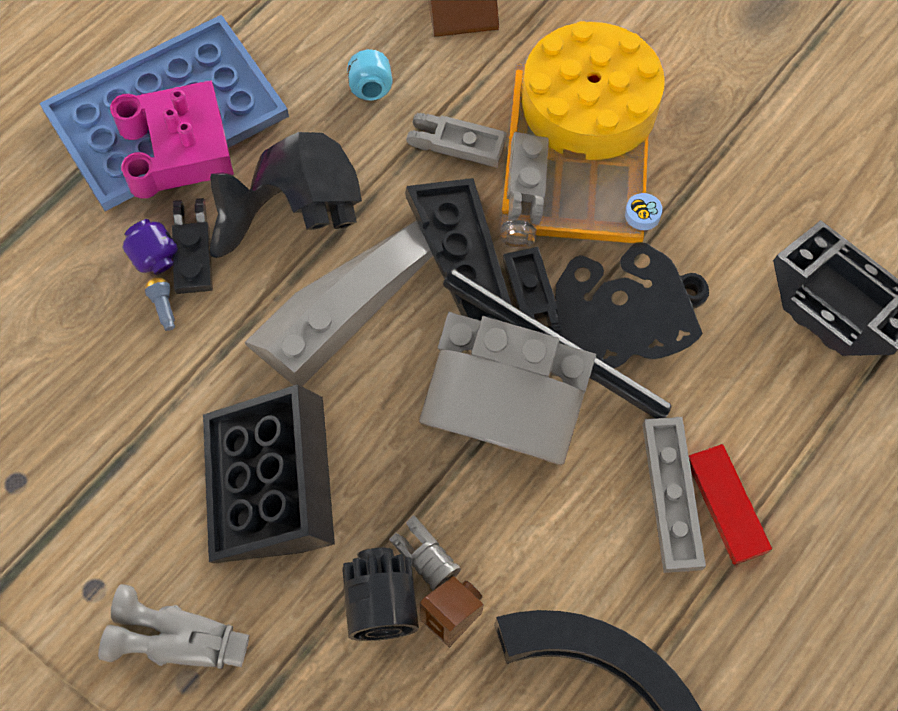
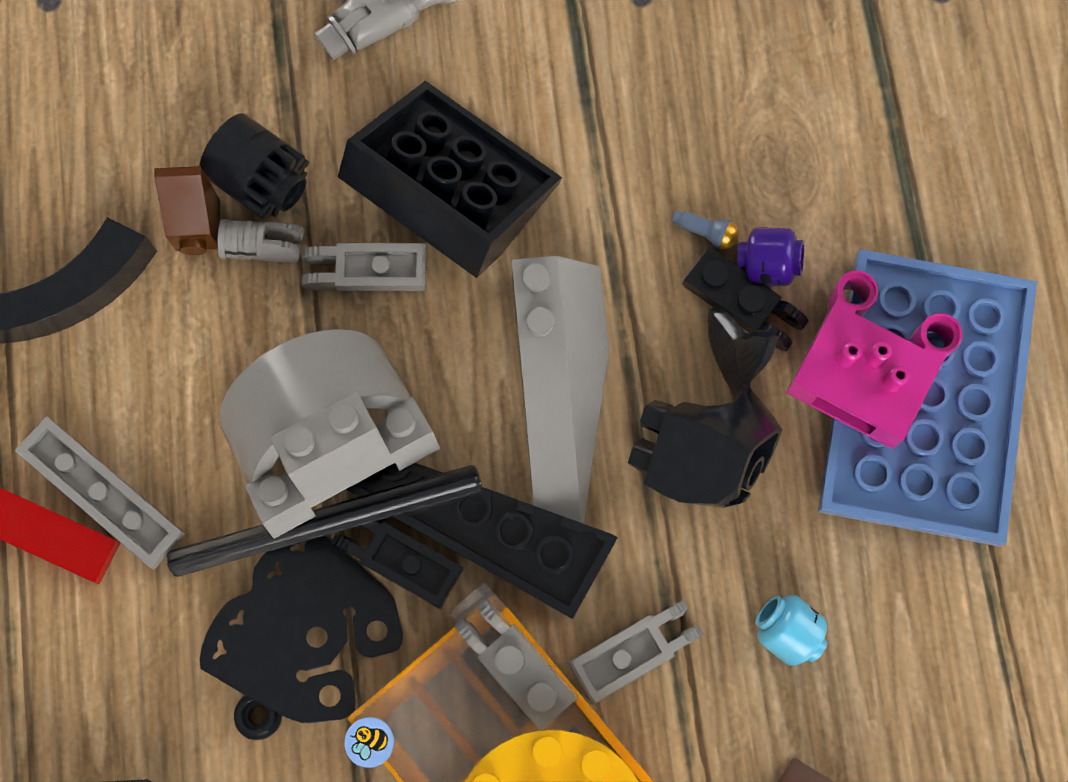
camera: 135 degrees right, 10 degrees up
(376, 470) = (368, 267): none -> light grey hinge

